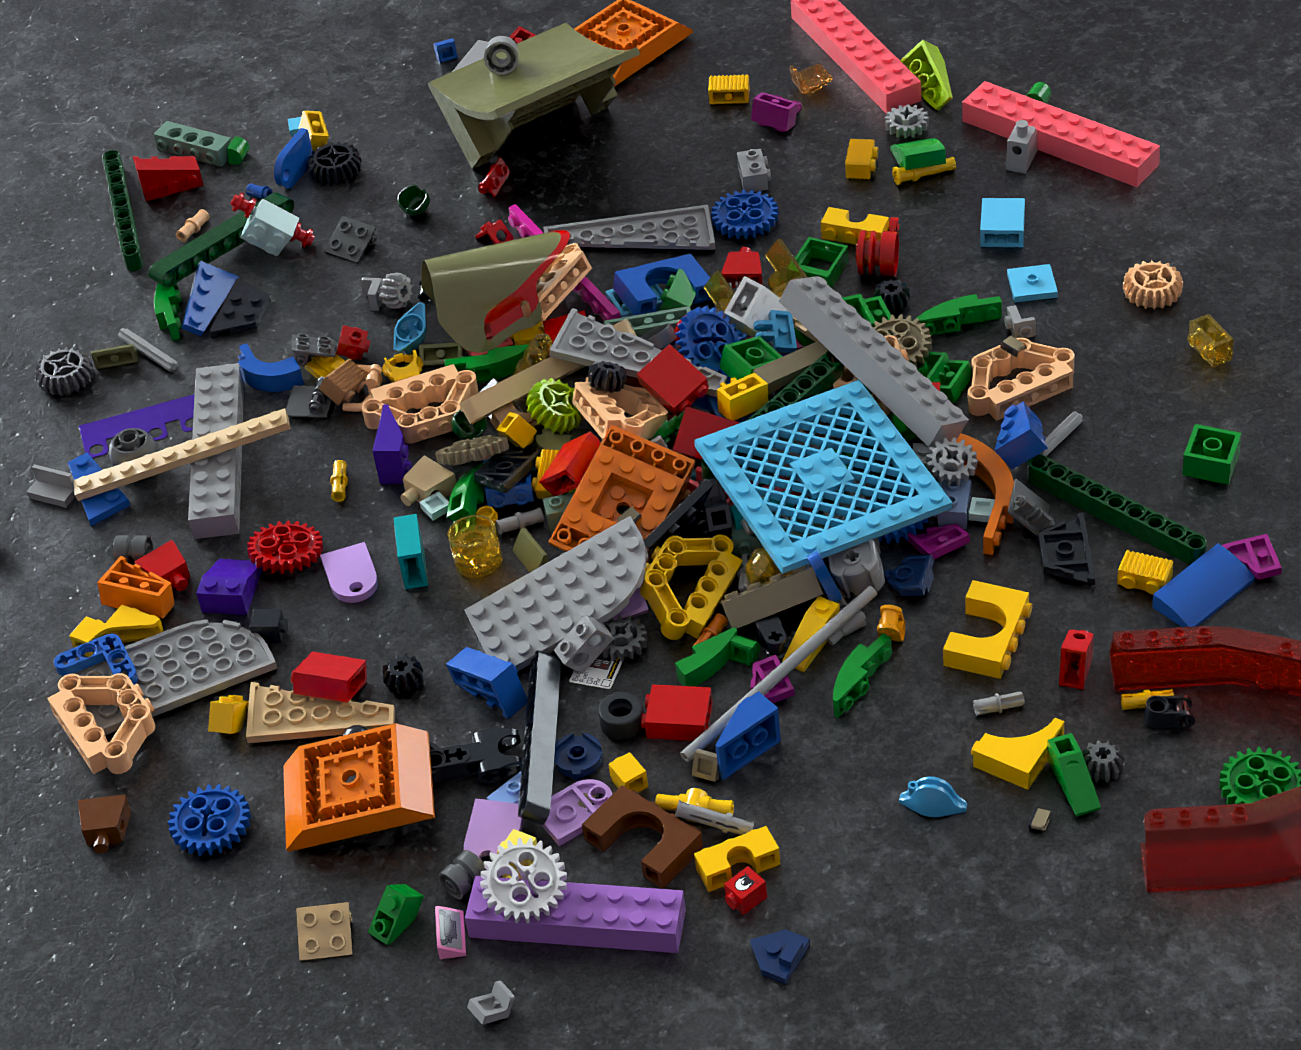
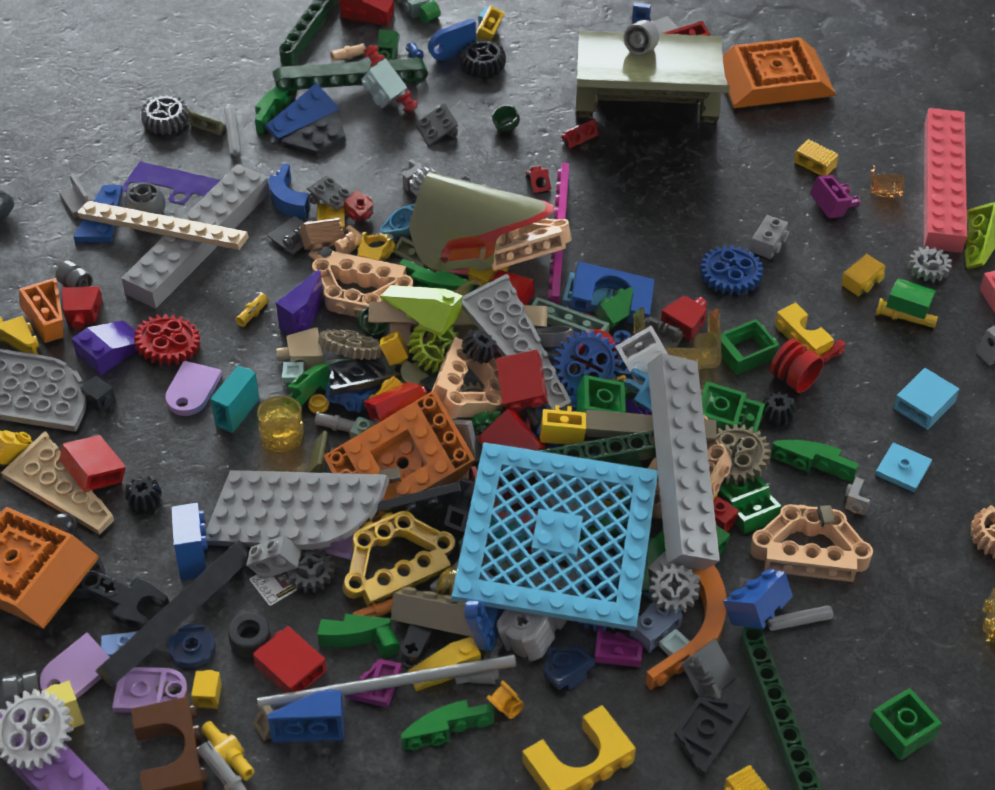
camera: 30 degrees right, 5 degrees up
(223, 195) = (388, 43): none -> green slope
(532, 368) = (431, 307): none -> lime wedge
(655, 230) = (662, 248): light grey wing -> none

